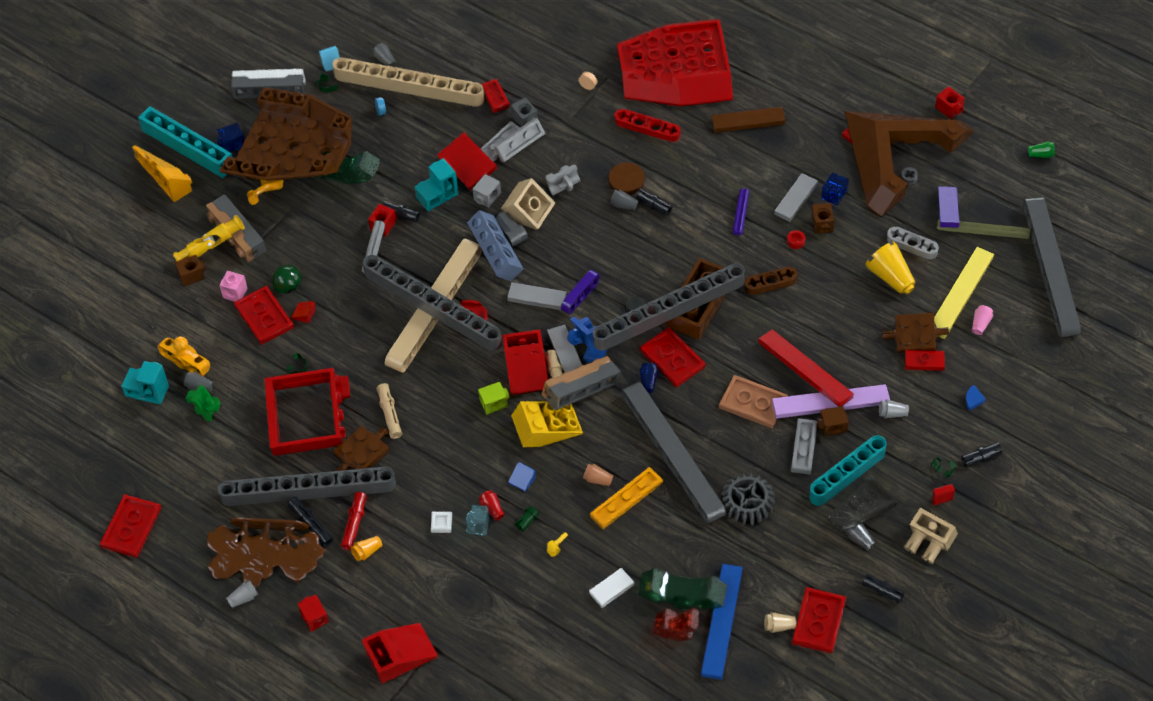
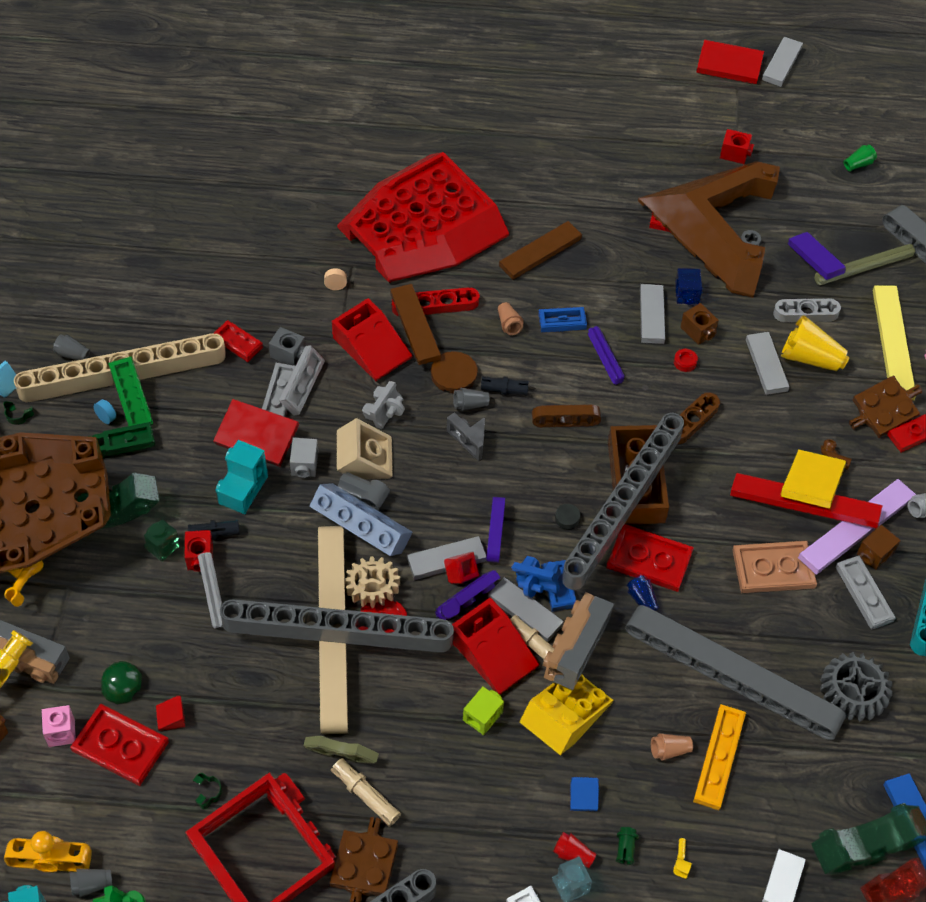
camera: 35 degrees left, 0 degrees up
(362, 198) = (157, 536): none -> clear green brick
(378, 130) = (125, 439): none -> dark green hinge
(397, 385) = (330, 747): none -> olive tile
(402, 101) = (130, 391): none -> green plate
(477, 288) = (372, 582): none -> tan gear
(541, 306) = (461, 568): none -> red slope
(547, 322) = (466, 595): none -> dark purple hinge
(582, 131) = (370, 339): none -> red slope
(607, 225) = (469, 437): none -> flat silver slope
(619, 133) = (415, 324): none -> reddish brown tile
(681, 240) = (575, 415): none -> reddish brown beam
(690, 158) = (510, 320): none -> nougat cone
(726, 176) = (563, 322): none -> blue tile
(820, 355) = (813, 478): none -> yellow tile
(851, 349) = (828, 449): none -> reddish brown arm
(853, 266) = (767, 363): none -> light grey tile
(999, 36) = (730, 61): none -> red tile
(1041, 52) = (782, 61): none -> light grey tile

